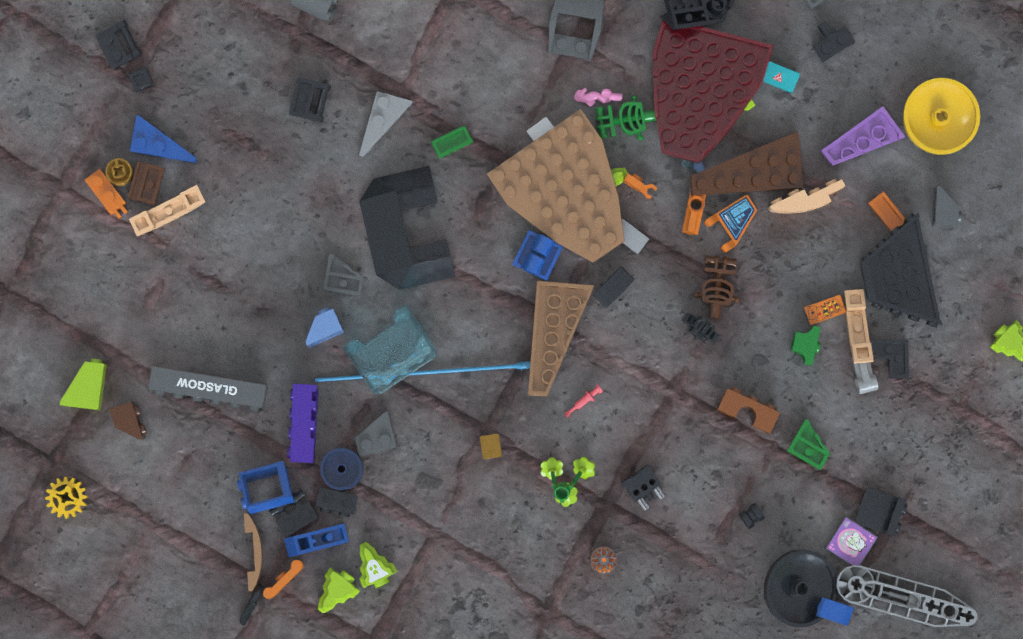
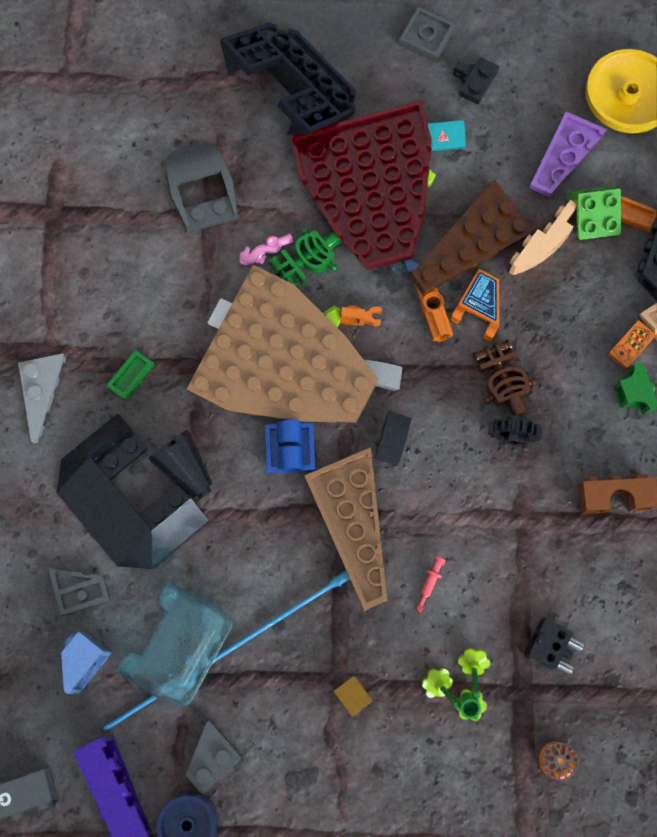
camera: 25 degrees left, 10 degrees down
(457, 229) = (183, 465): none -> black cone
(858, 196) = (597, 211): none -> bright green bracket

